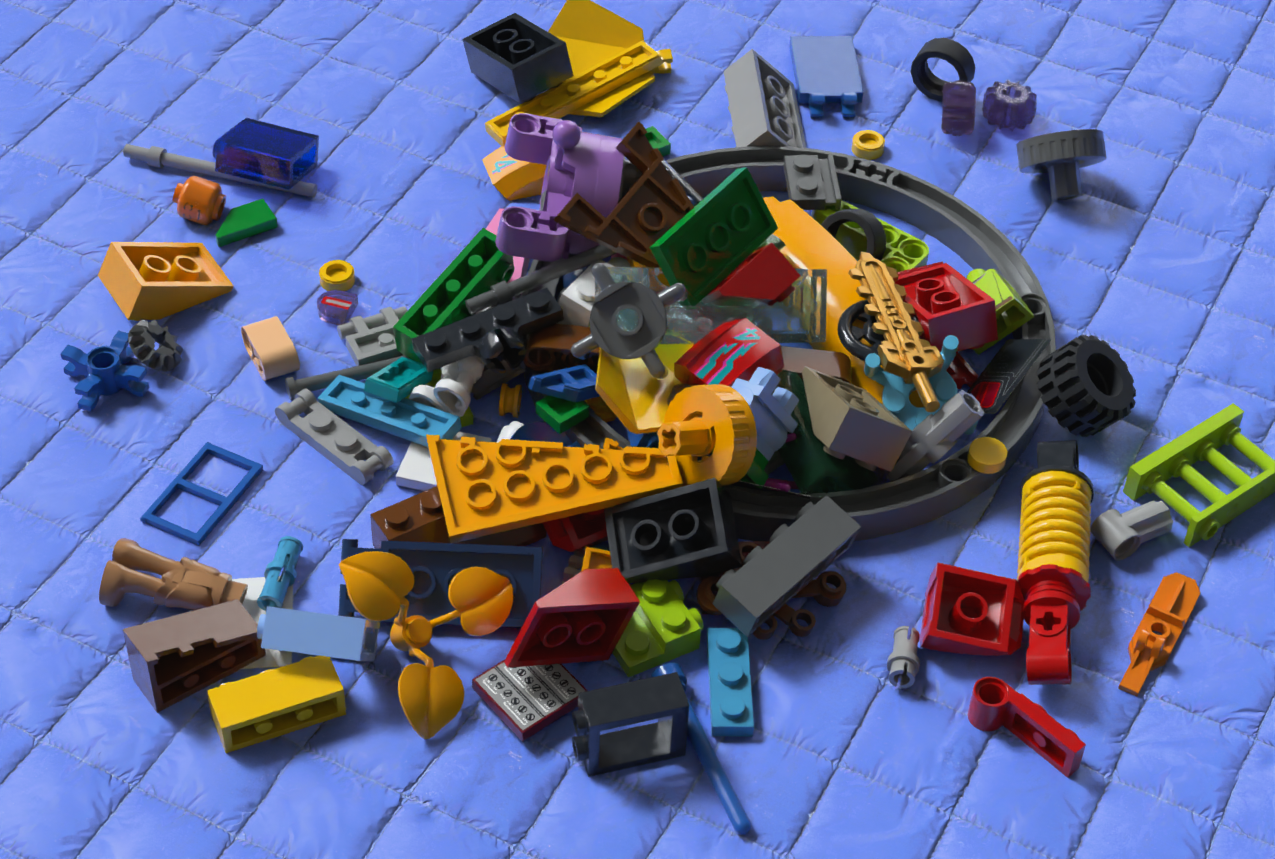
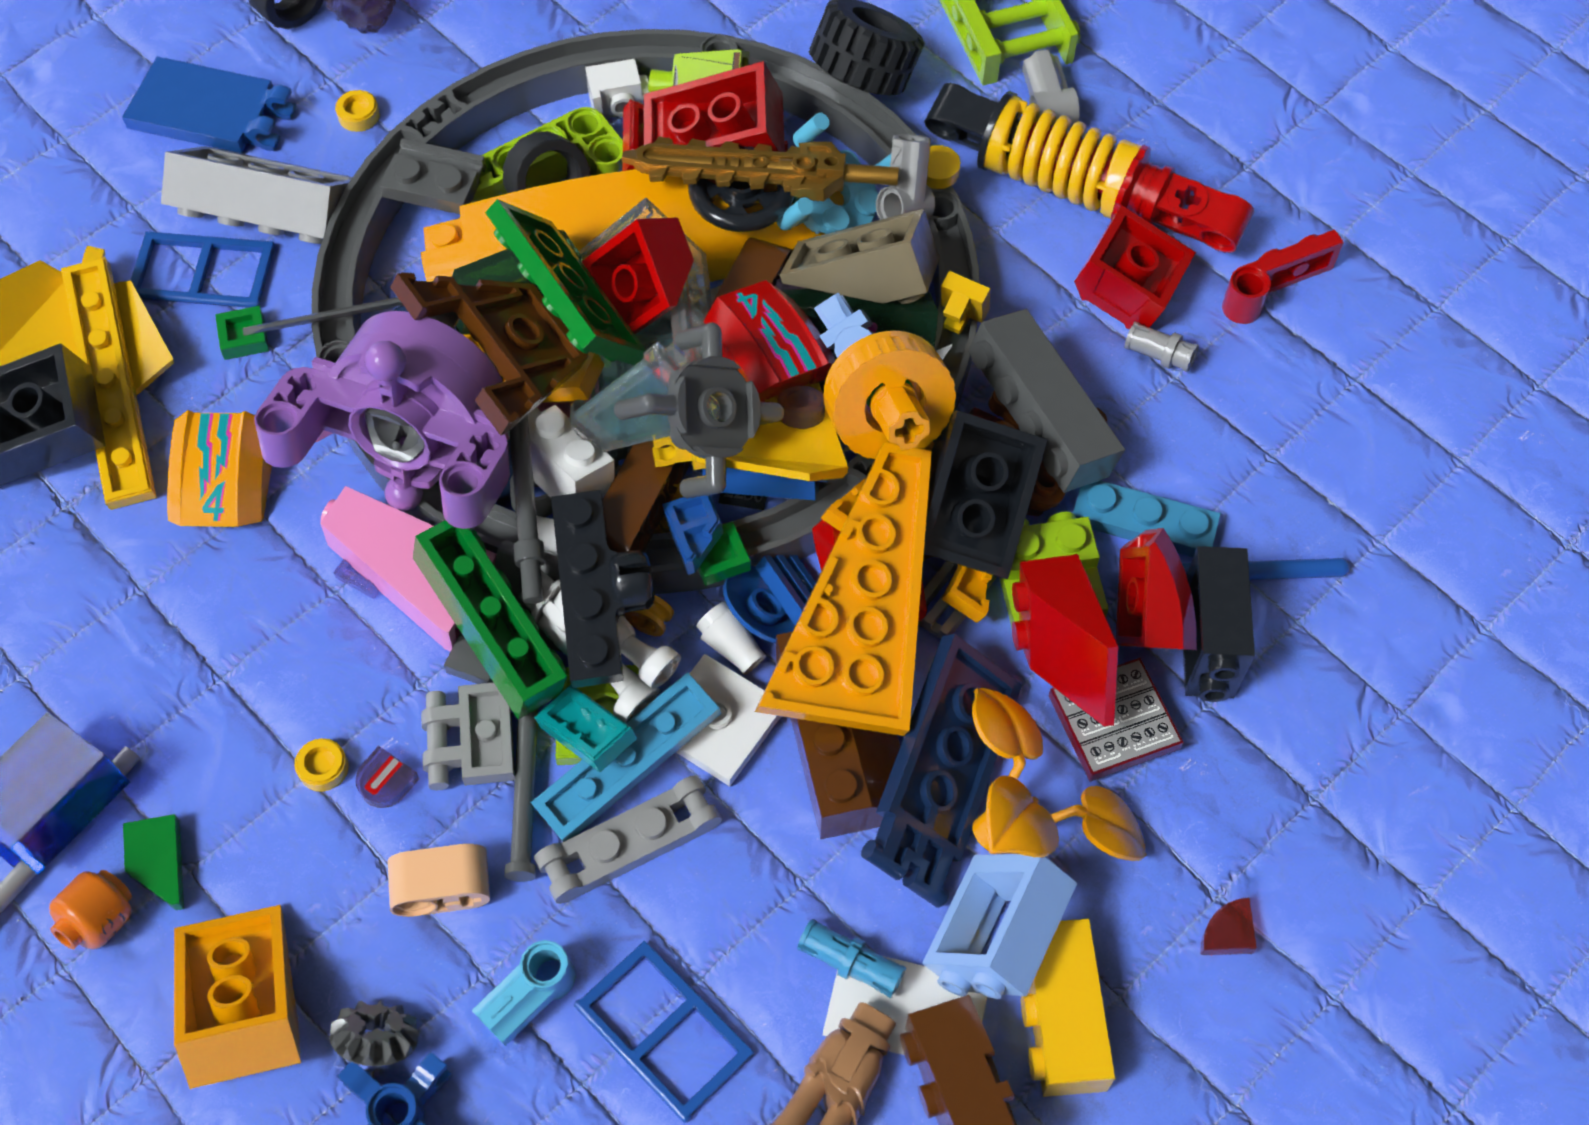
camera: 70 degrees left, 15 degrees up
(213, 411) = (521, 995): none -> medium azure piece
(376, 802) = (1230, 930): none -> clear red tile
(630, 656) = (1154, 595): none -> red slope
(713, 109) = (207, 246): none -> blue window
(851, 491) = (963, 301): none -> yellow tile
(963, 256) = (614, 85): none -> white brick
(1006, 372) = (811, 91): black sticker -> none
(1166, 615) = (1162, 116): orange piece -> none

